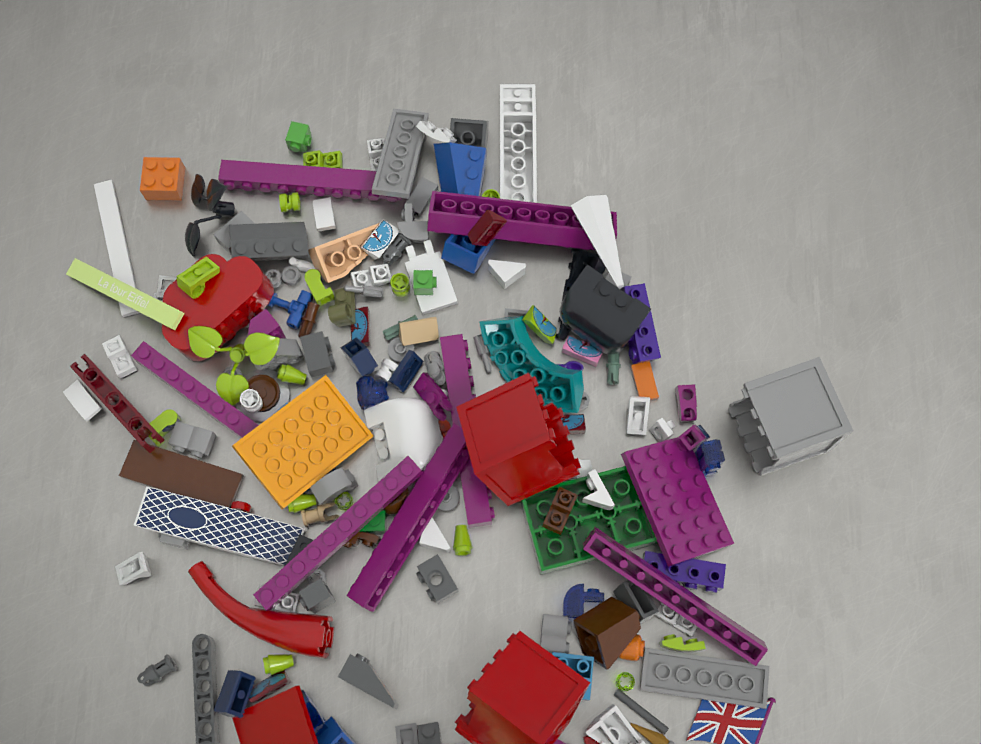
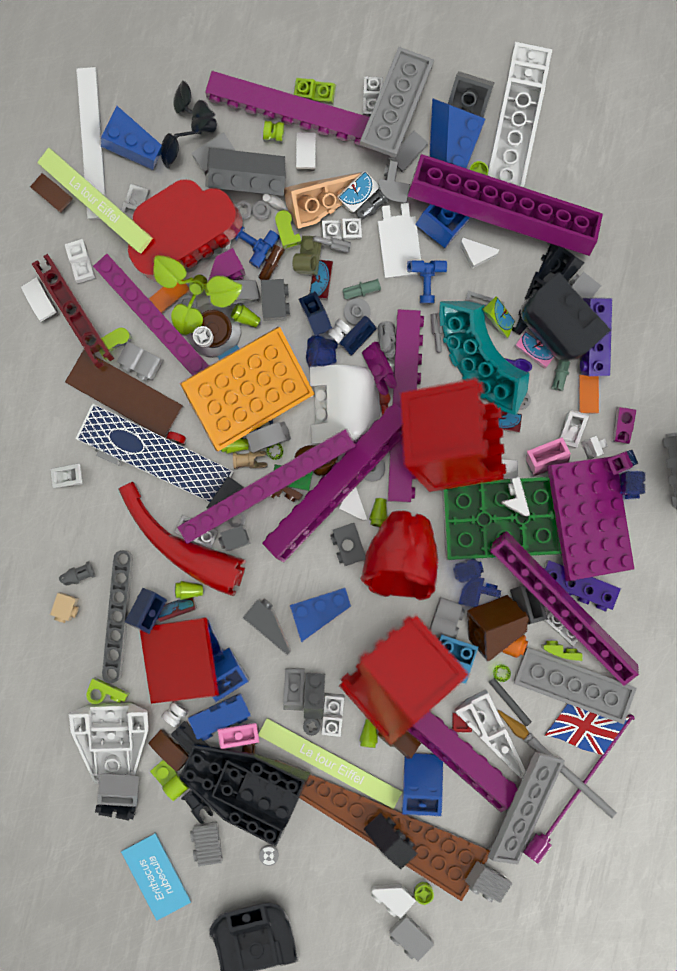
camera: 15 degrees right, 15 degrees up
(83, 298) = (51, 192): none -> reddish brown slope
(147, 710) = (64, 607): none -> tan brick
(153, 235) = (130, 140): none -> blue wedge
(162, 178) = (148, 78): orange brick -> none
(193, 279) = (169, 204): lime plate -> none
(213, 368) = (167, 297): none -> orange tile
(298, 137) = (294, 59): bright green brick -> none
(397, 282) = (371, 242): lime wheel -> none
(418, 331) = (378, 298): tan slope -> none
(419, 655) = (318, 611): none -> blue wedge
(424, 282) = (393, 249): bright green brick -> none
(440, 134) = (444, 92): white slope -> none
(462, 297) = (427, 270): none -> blue bar
(486, 228) = (467, 208): dark red slope -> none
(494, 579) = (402, 557): none -> red piece
(559, 510) = (477, 507): reddish brown slope -> none
(564, 578) = (467, 570): none -> clear blue brick
(596, 220) = (579, 227): white wedge -> none
(612, 448) = (548, 454): none -> bright pink brick

